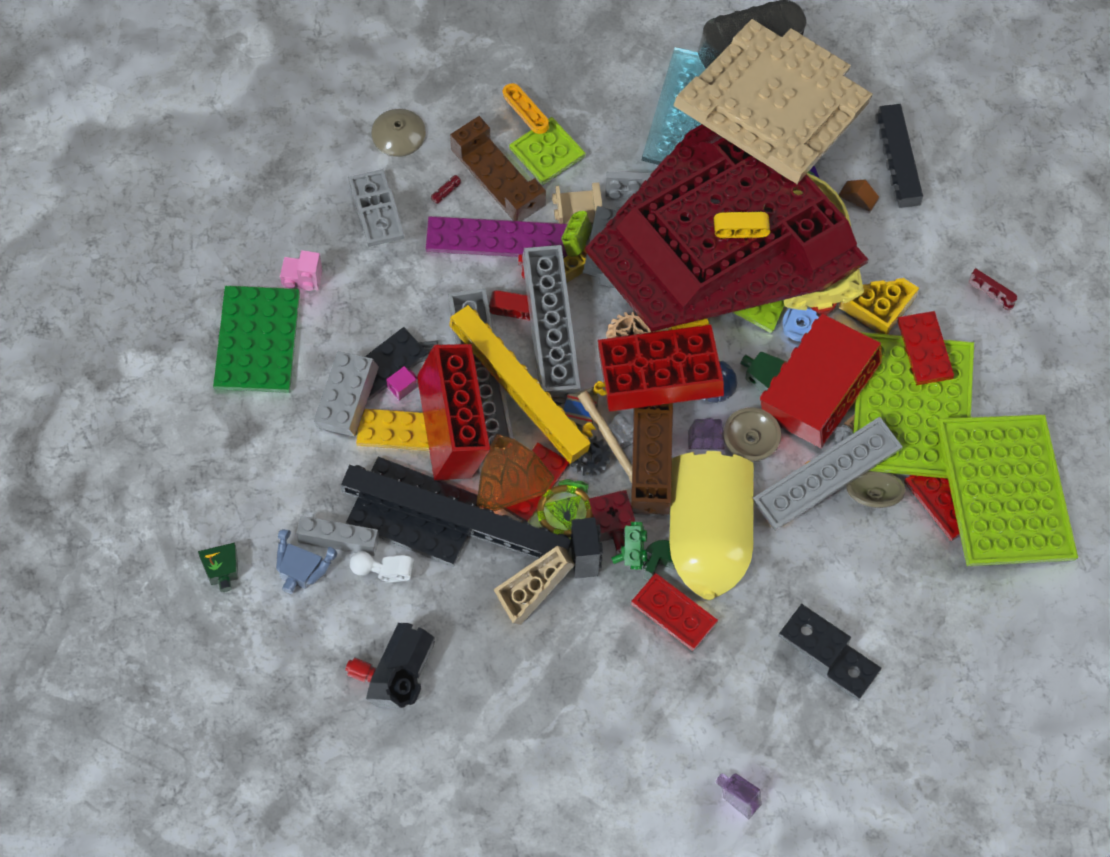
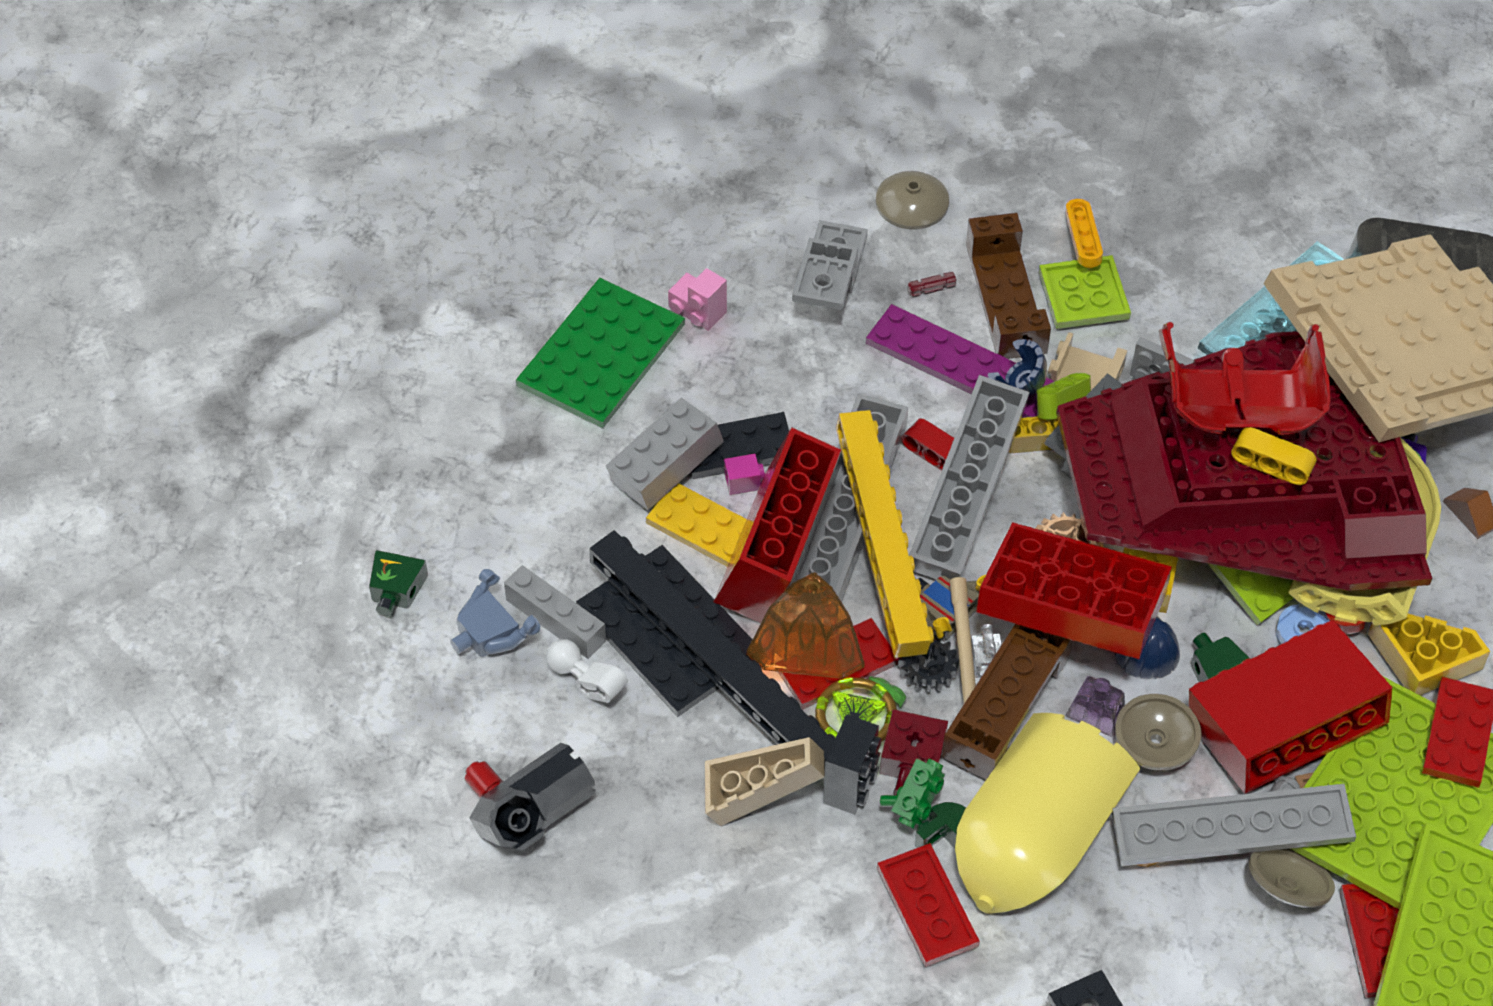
camera: 30 degrees right, 10 degrees down
(546, 231) = (1030, 372): none -> dark blue hair
(722, 185) = (1267, 398): none -> red piece

